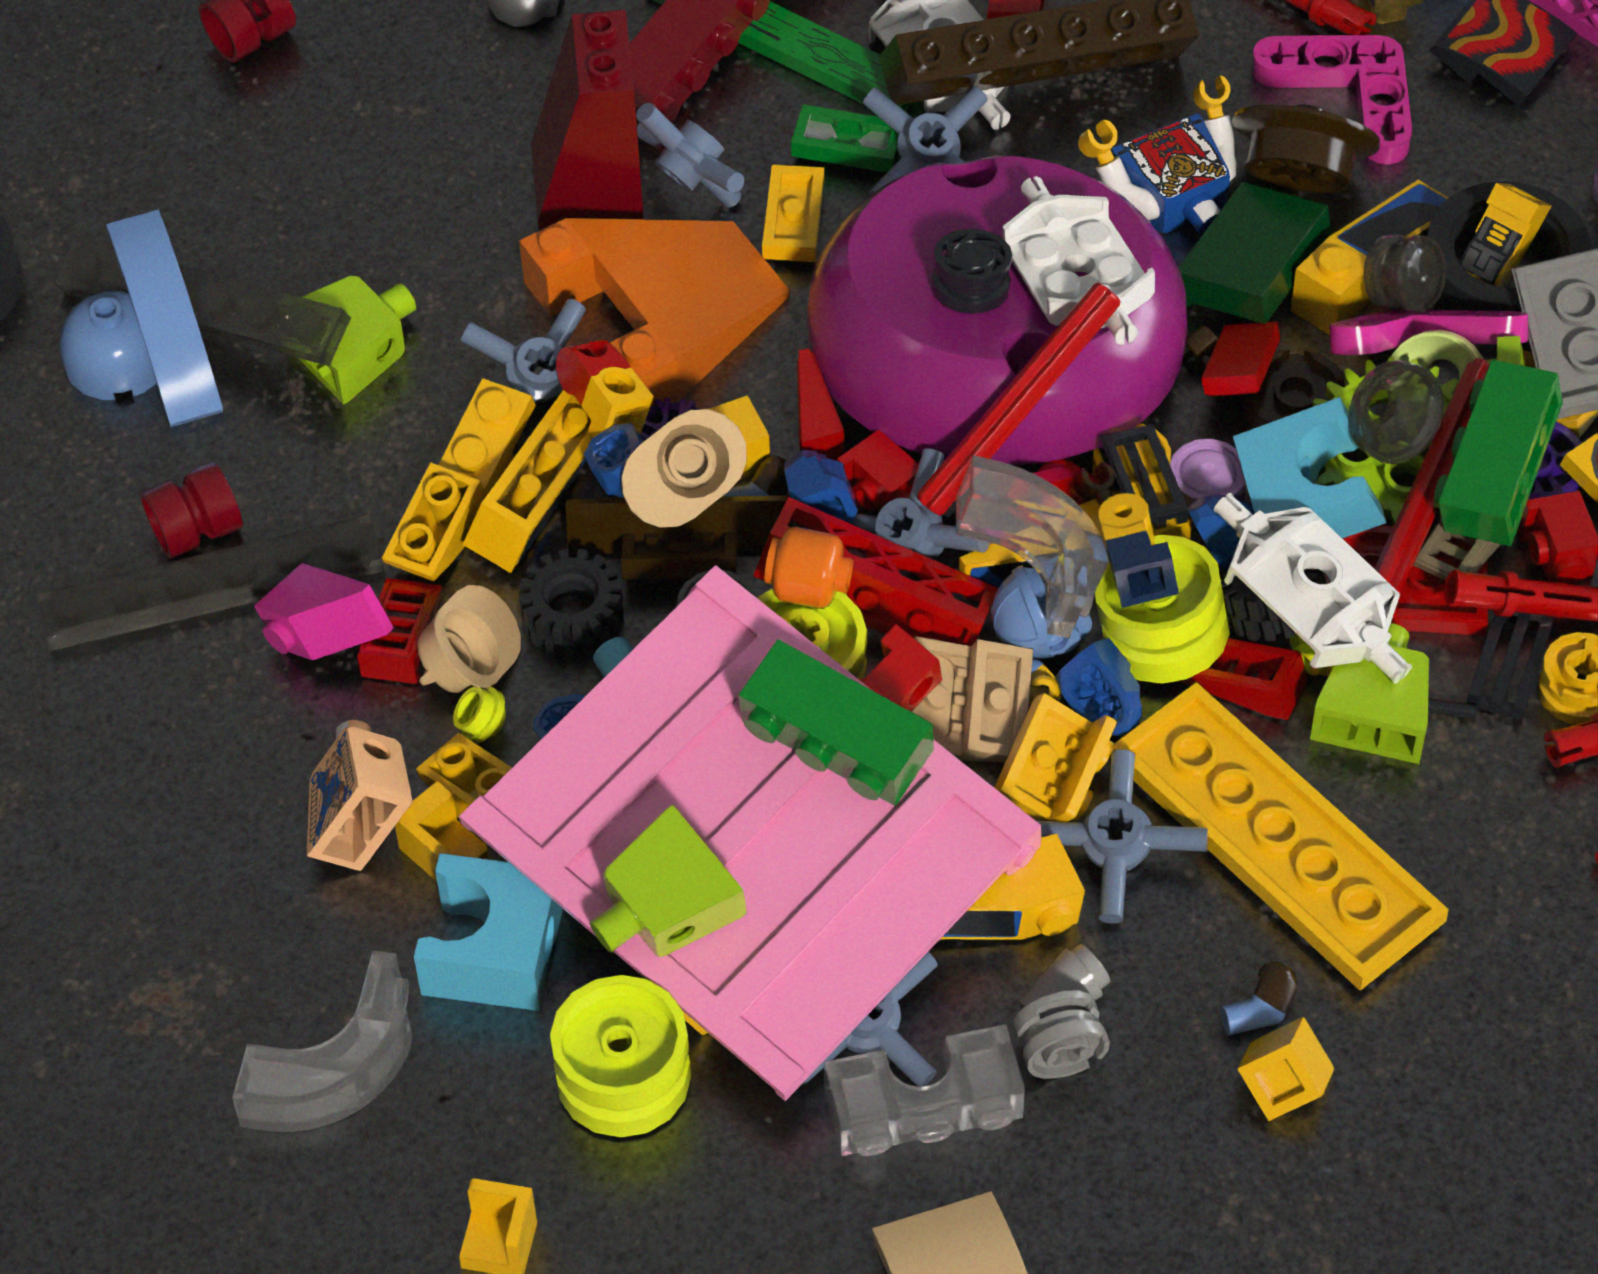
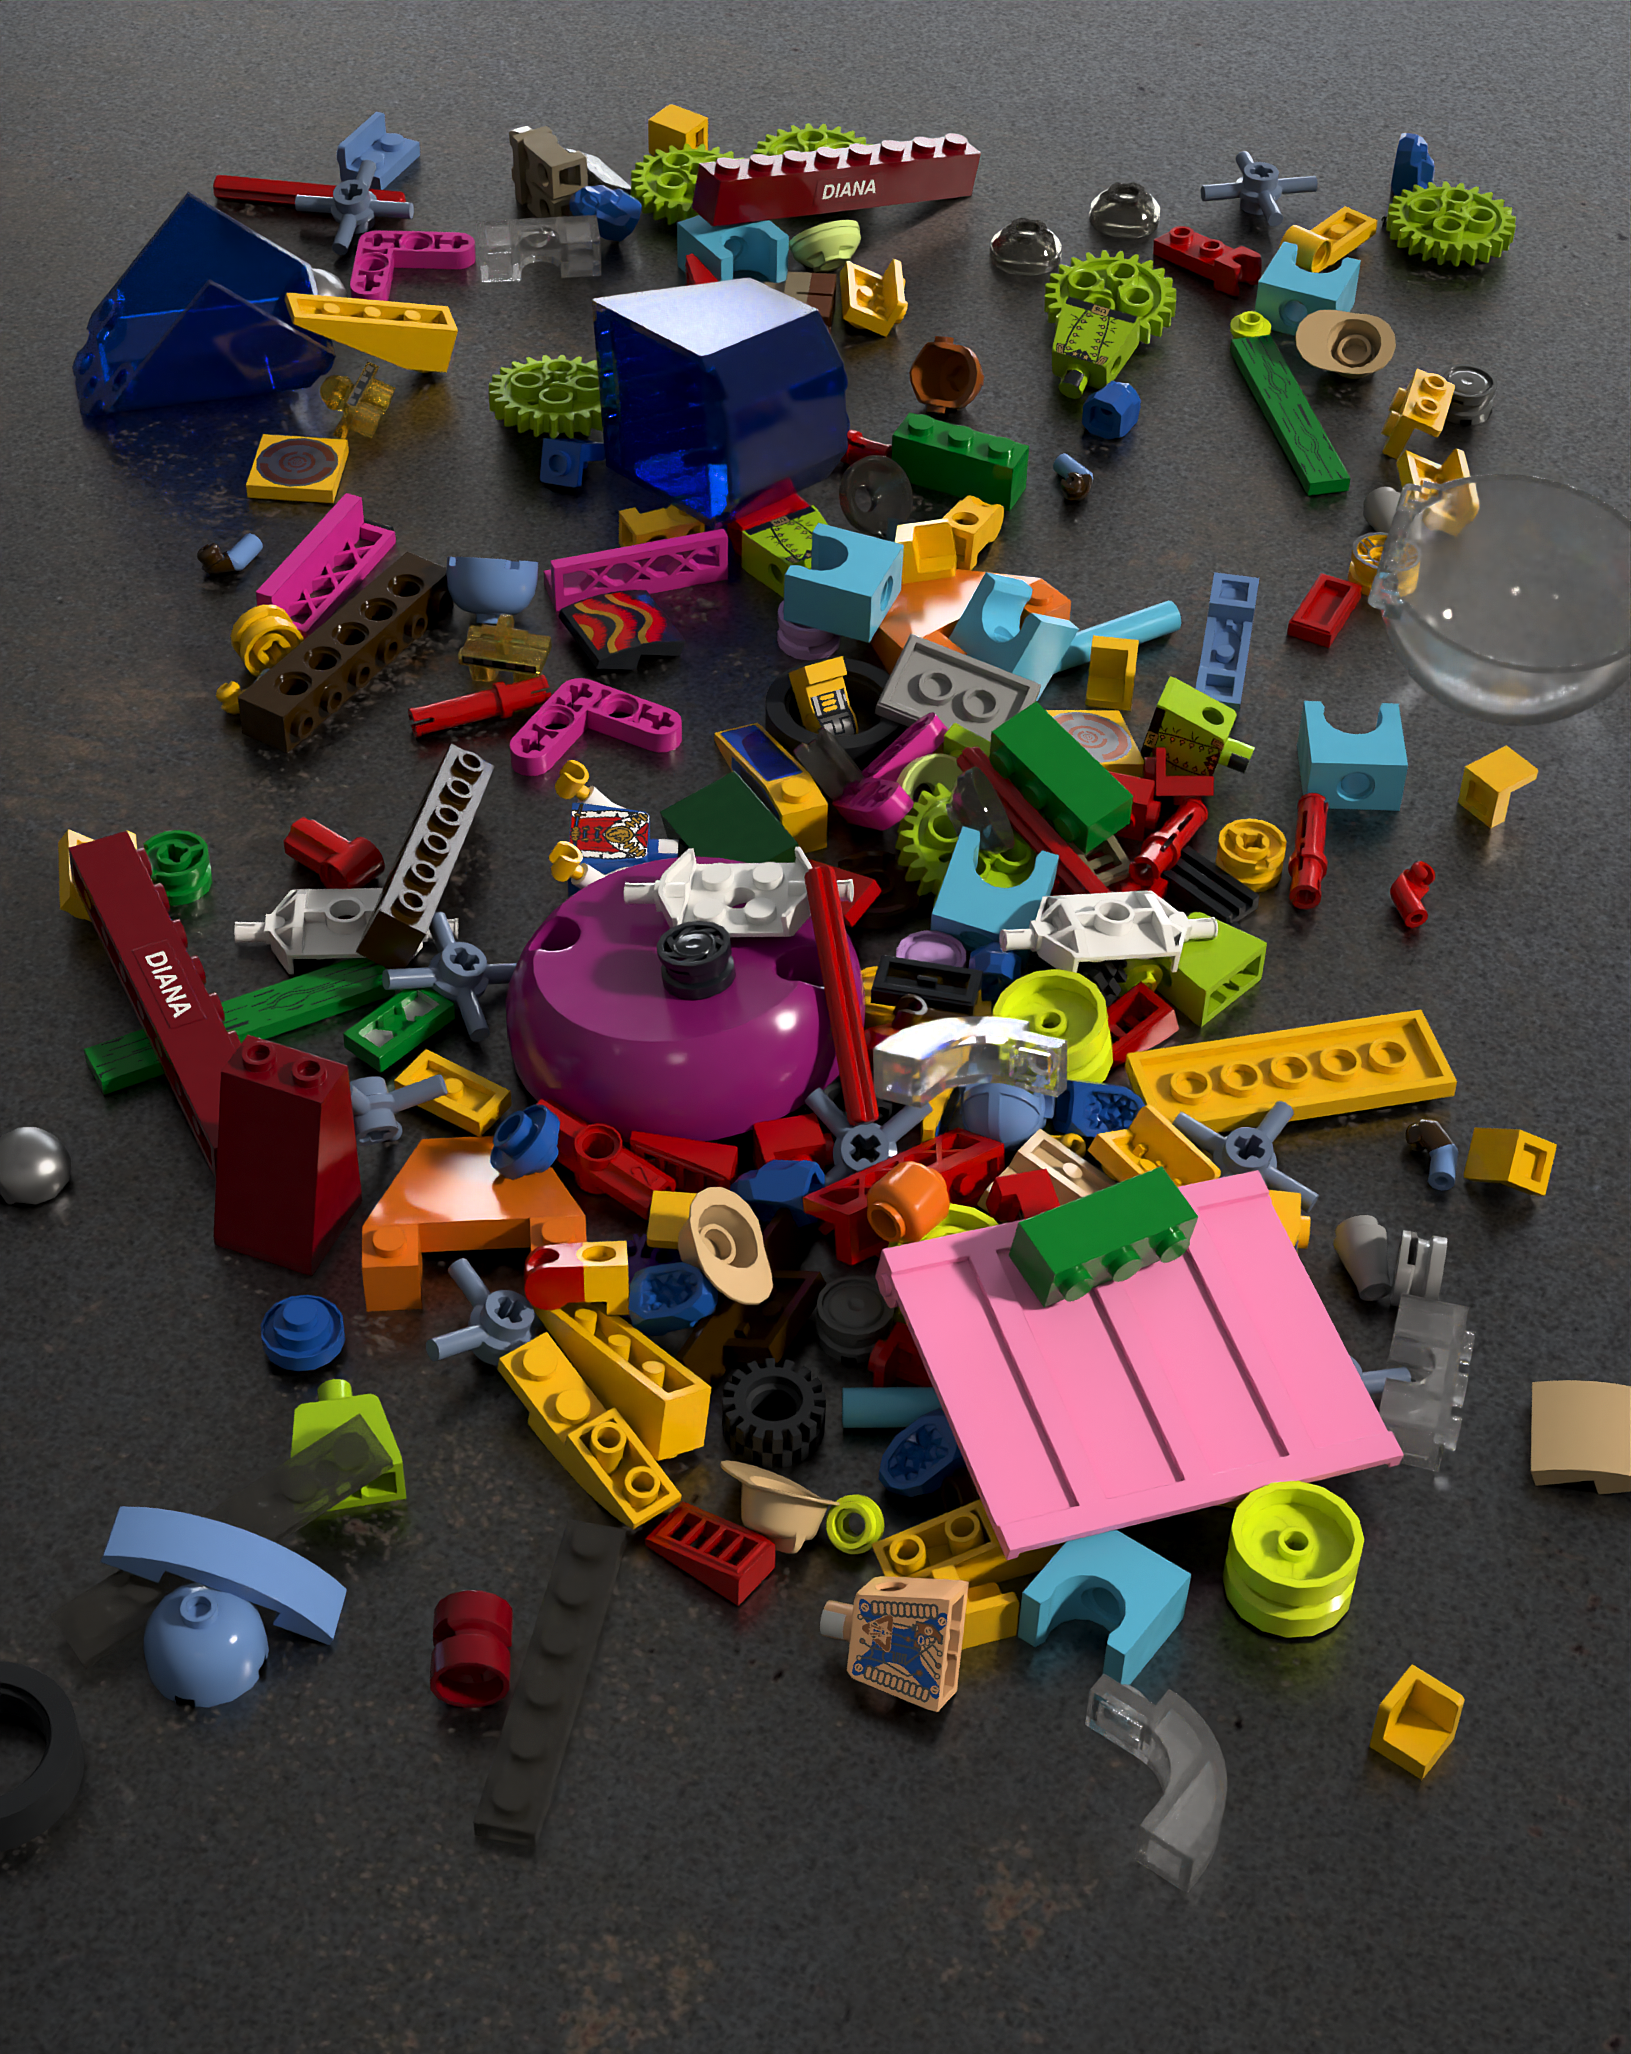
camera: 65 degrees left, 10 degrees down
(321, 613) = (677, 1586): dark pink slope -> none
(457, 248) = (302, 1332): none -> blue plate
(667, 889) = (1188, 1424): lime torso -> none
(733, 280) = (526, 1142): none -> blue plate
(779, 322) = (604, 1164): none -> red piece
(1137, 565) = (1042, 1004): dark blue leg -> none
(1303, 146) = (660, 760): dark brown wheel -> none

